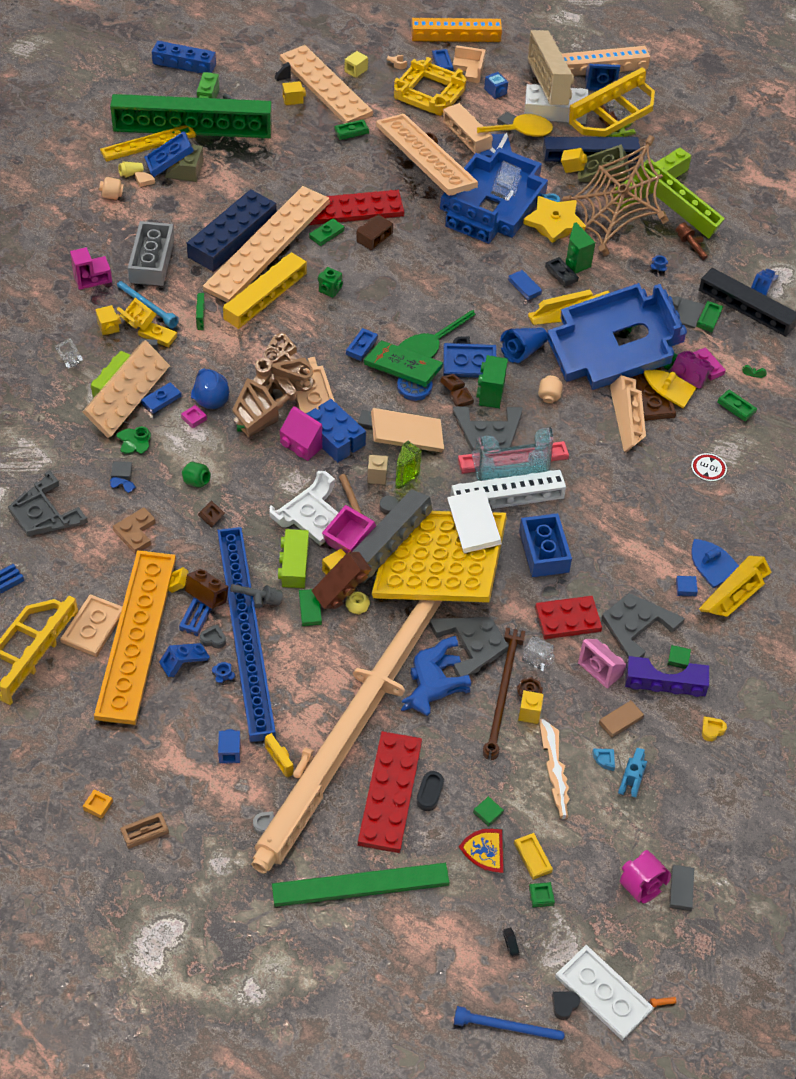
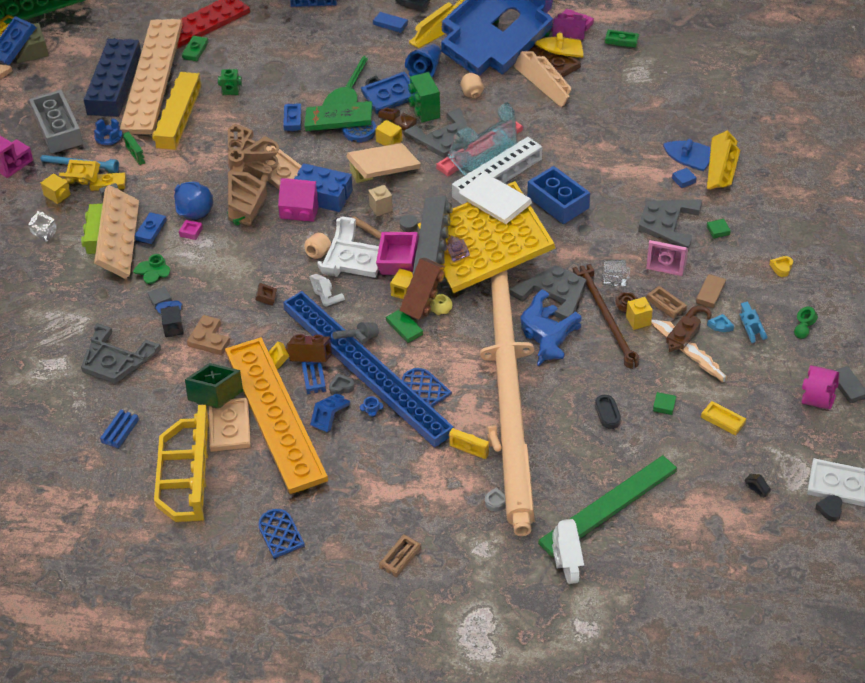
camera: 25 degrees left, 5 degrees down
(63, 746) = (286, 530): none -> blue window
(97, 804) = (344, 555): light orange tile -> none
(98, 582) = (213, 385): none -> dark green brick
(112, 500) = (172, 321): none -> black brick
(194, 284) = (103, 130): none -> blue piece
(196, 474) = (229, 270): green head -> none
(229, 746) = (422, 457): blue brick -> none
(260, 530) = (322, 287): none -> white plate
(285, 908) = (567, 549): none -> white piece
(288, 487) = (317, 245): none -> light nougat head
(289, 666) = (447, 392): none -> blue window
(294, 558) = (364, 295): lime brick -> none
(365, 419) = (342, 167): dark grey tile -> none
(374, 232) = (236, 31): reddish brown brick -> none
(390, 792) = (577, 428): red plate -> none
(405, 555) = (457, 248): none -> plate
(407, 464) = (404, 184): clear neon green tile -> none
(435, 404) = (388, 133): none -> yellow brick
(464, 1016) = (764, 556): blue piece -> none
(485, 849) = (687, 428): shield -> none
(541, 894) = (751, 441): green tile -> none
(565, 746) = (686, 328): none -> reddish brown plate
(568, 617) = (614, 239): red plate -> none
(580, 721) = (664, 303): none -> medium nougat tile
(642, 675) = (704, 252): dark purple arch -> none
(692, 796) = (806, 316): none -> green plate
(709, 467) = (633, 90): sticker -> none
(760, 373) = (612, 12): green piece -> none

